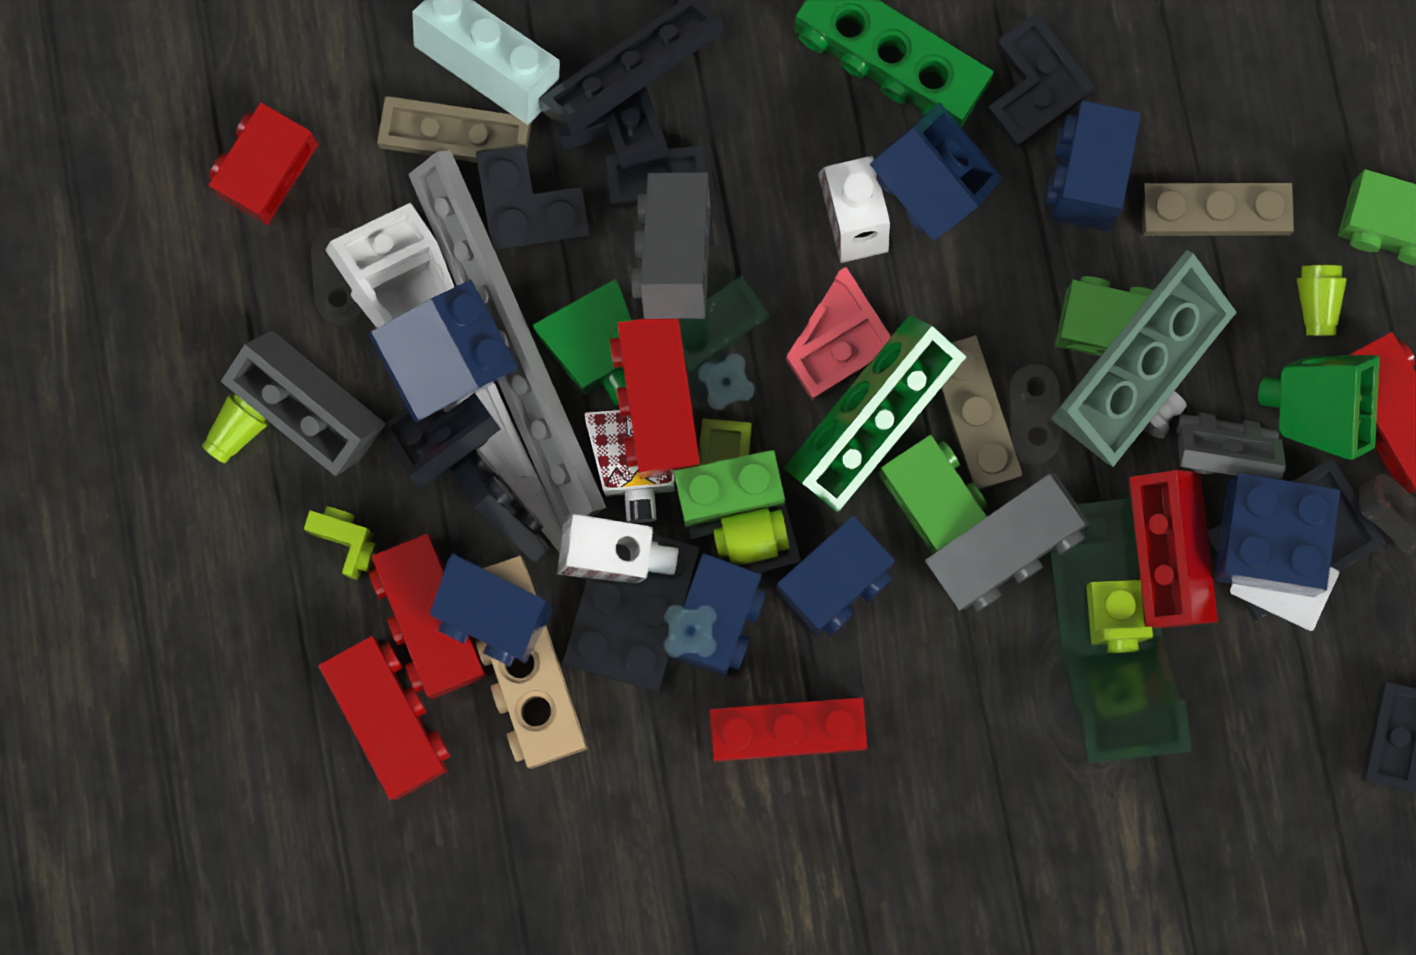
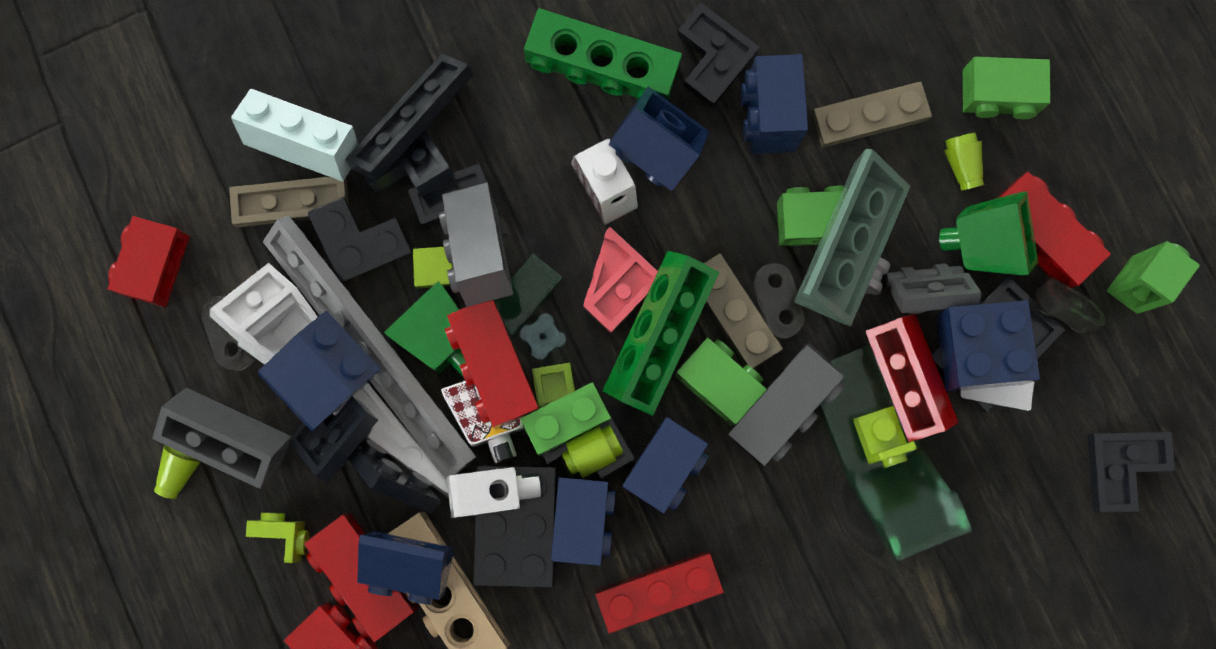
camera: 20 degrees left, 0 degrees up
(610, 259) = (430, 267): none -> lime tile
(679, 641) = (558, 553): clear light blue plate -> none

